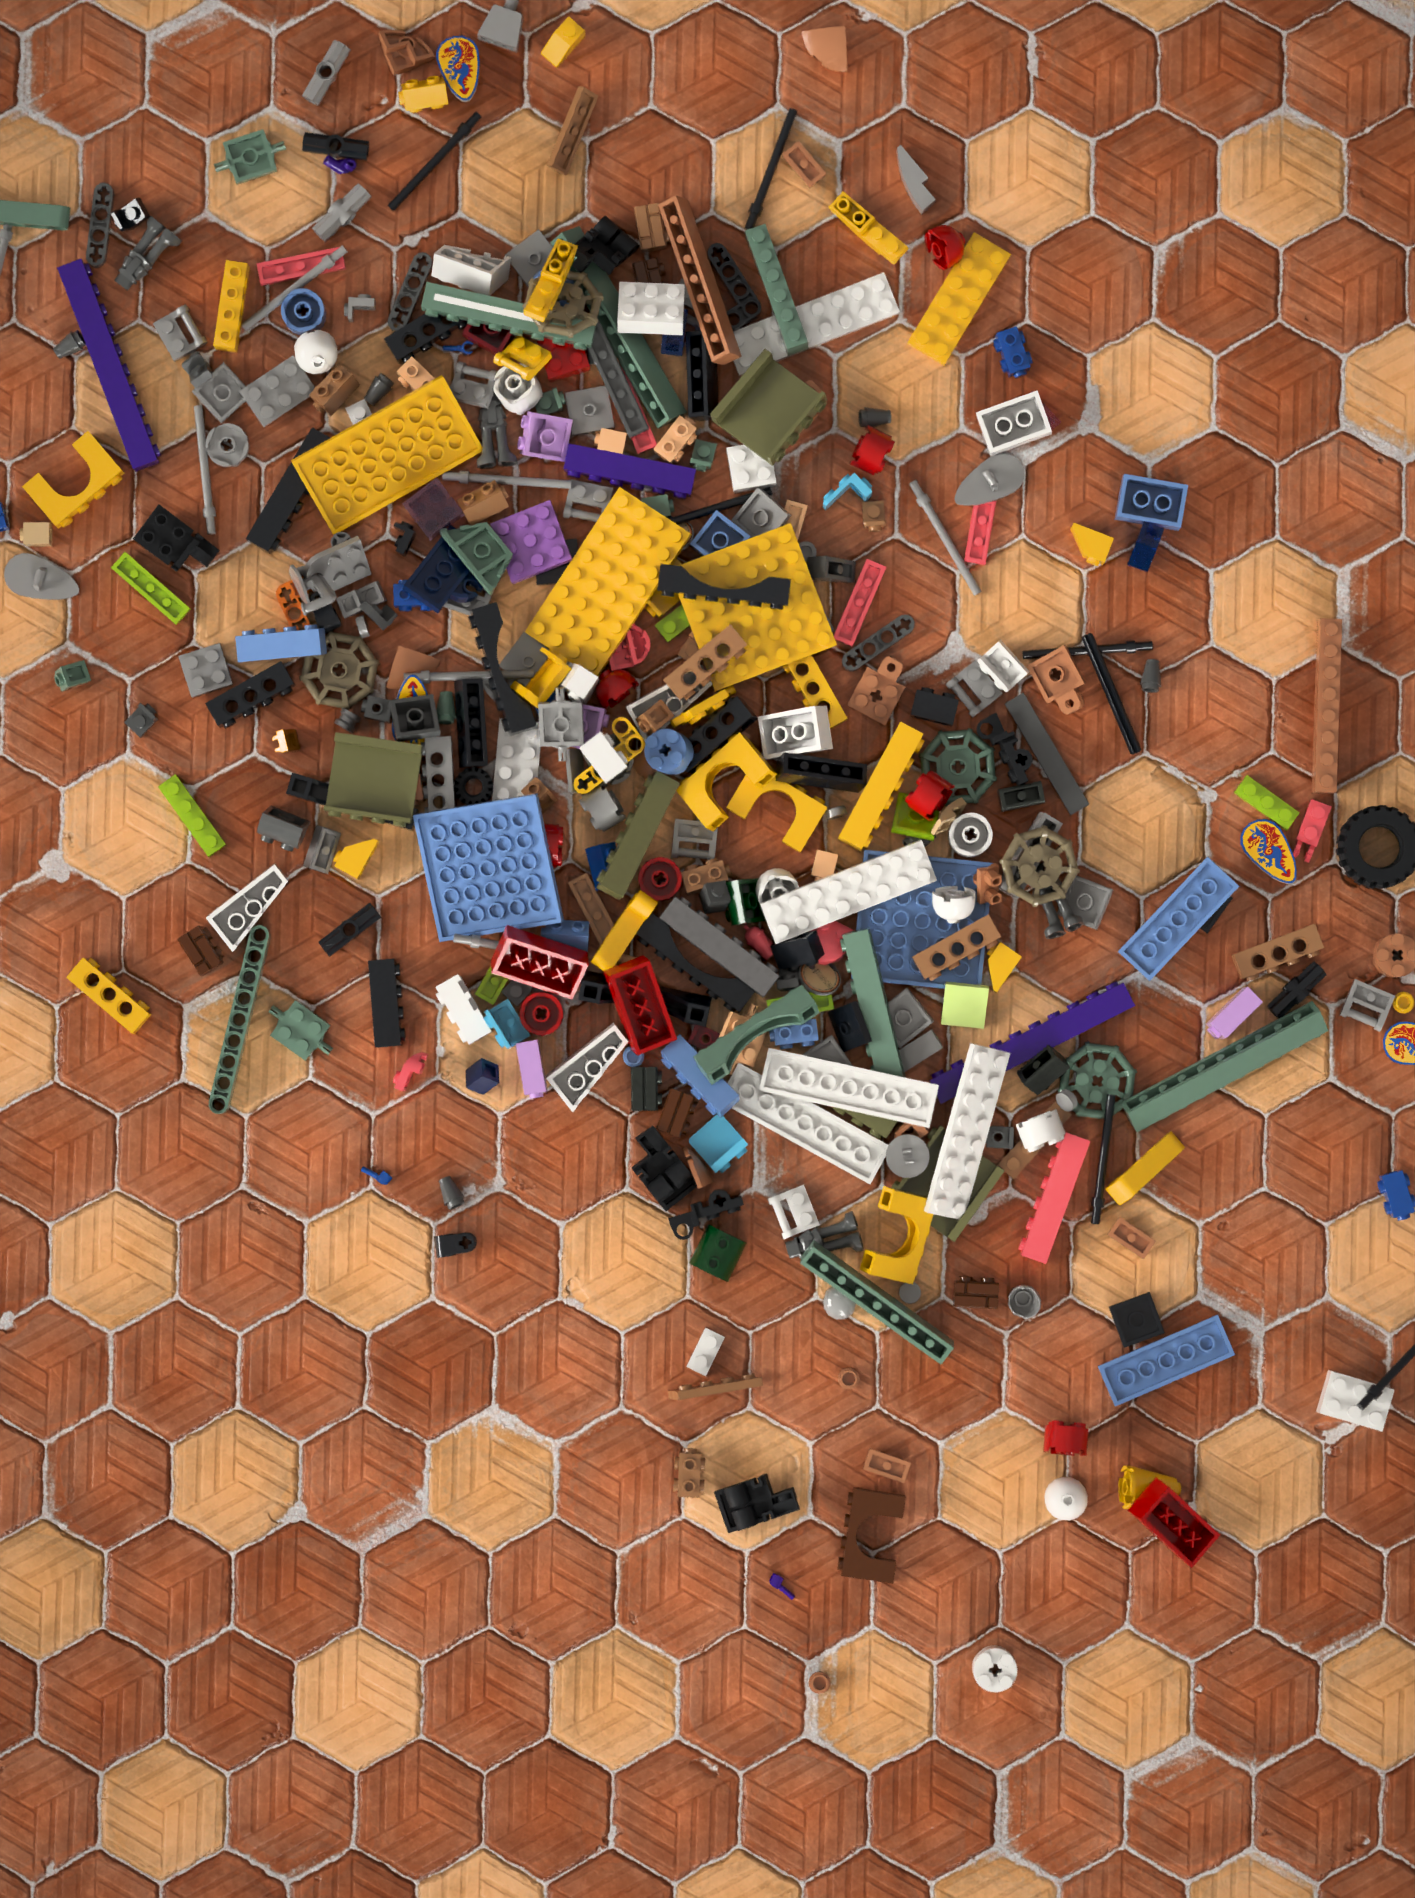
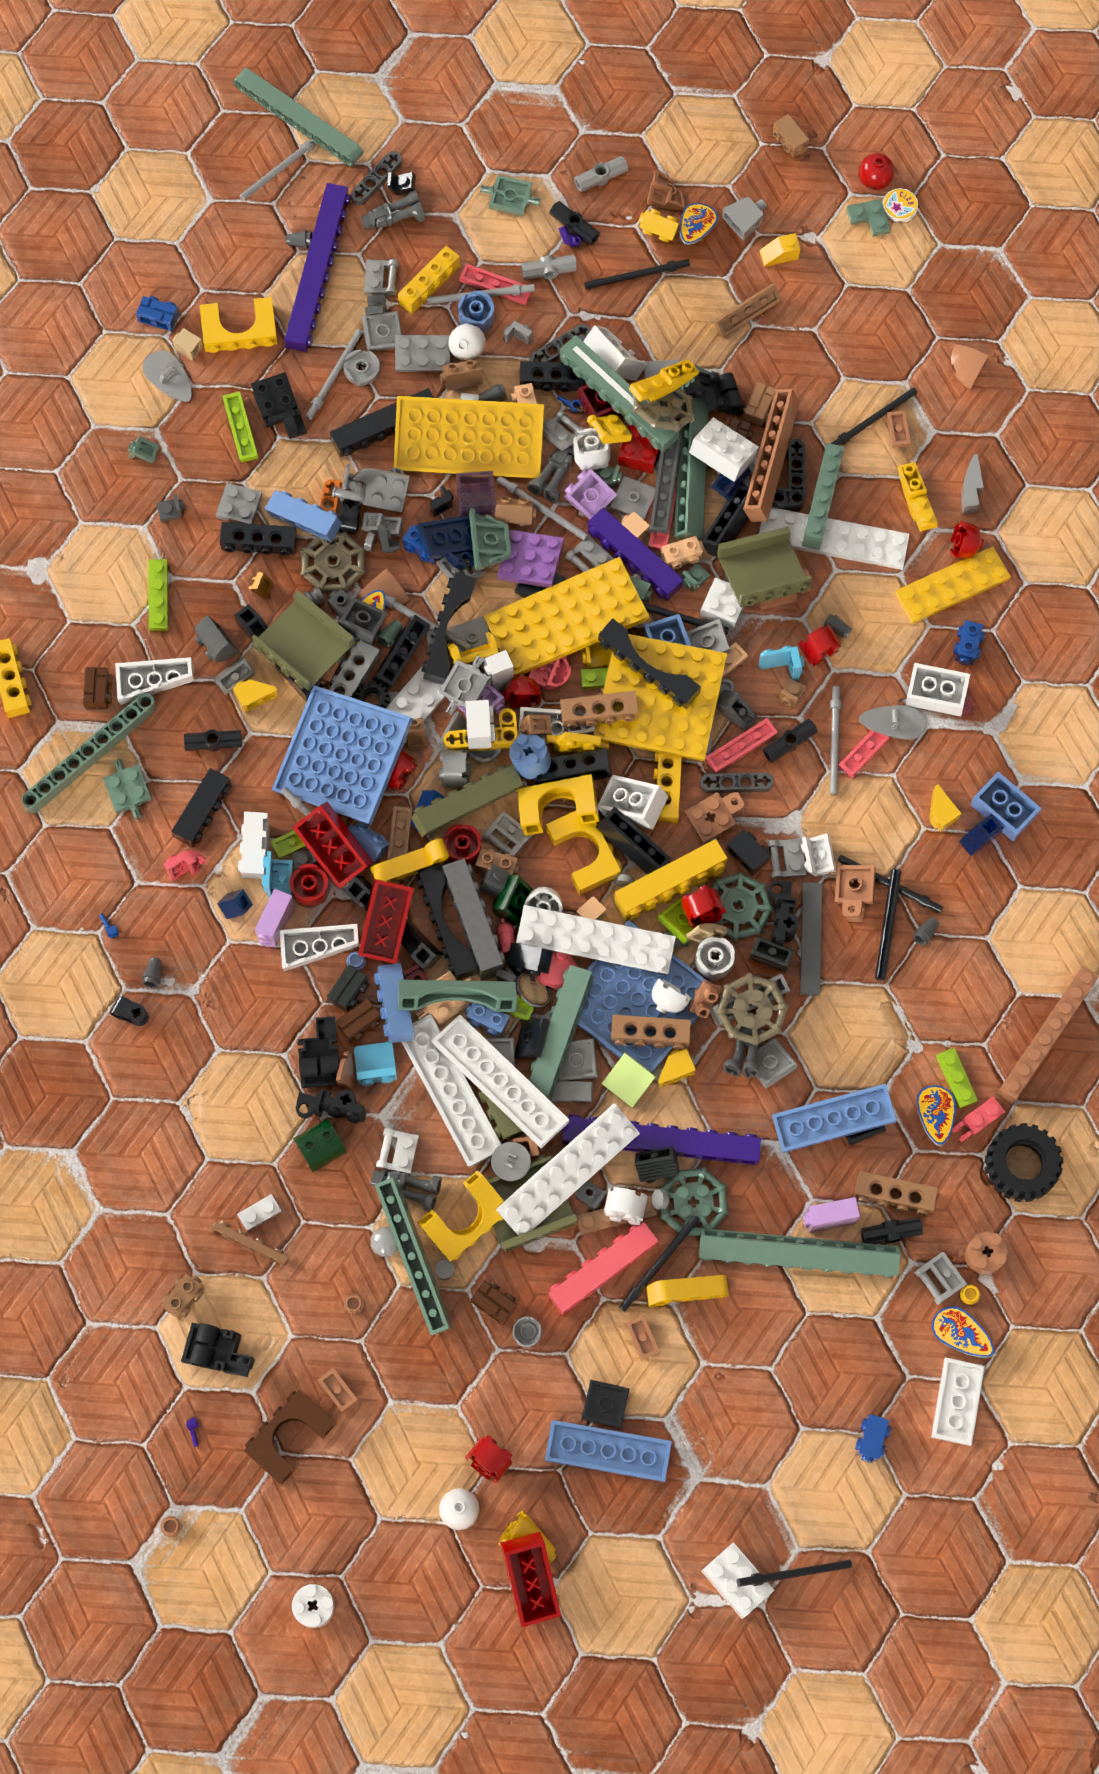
camera: 30 degrees right, 15 degrees down
(897, 580) = (798, 734): none -> black piece

